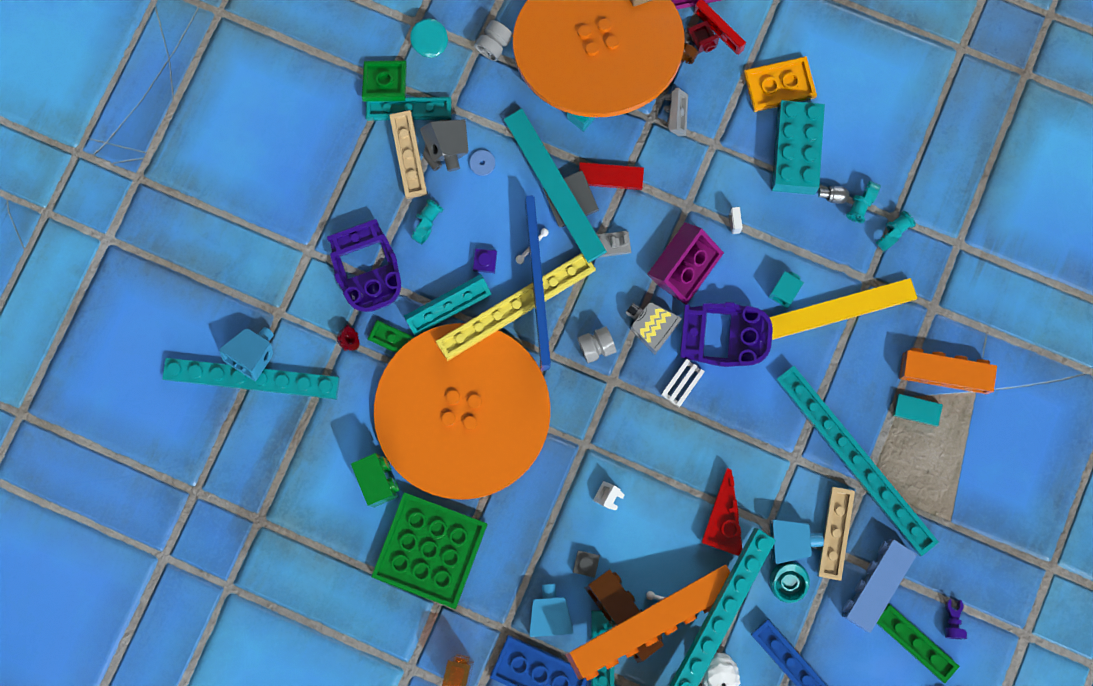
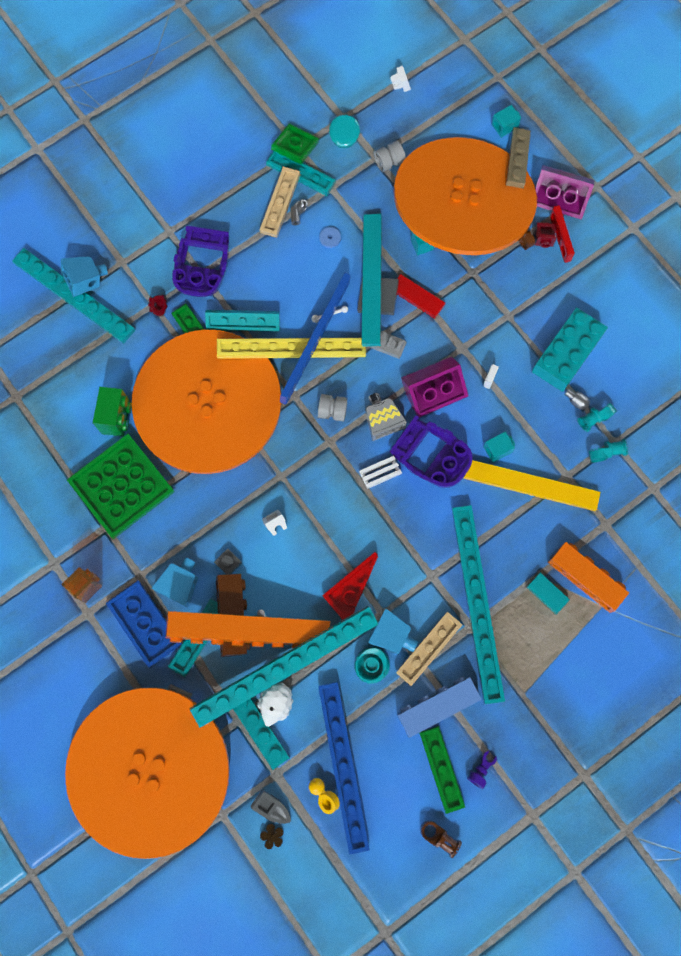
camera: 25 degrees right, 5 degrees down
(426, 217) = (258, 258): teal connector -> none
(446, 141) = (311, 205): dark grey torso -> none
(485, 261) = (289, 305): dark purple plate -> none
(678, 111) = (494, 277): light grey plate -> none
(780, 81) = (584, 295): light orange tile -> none

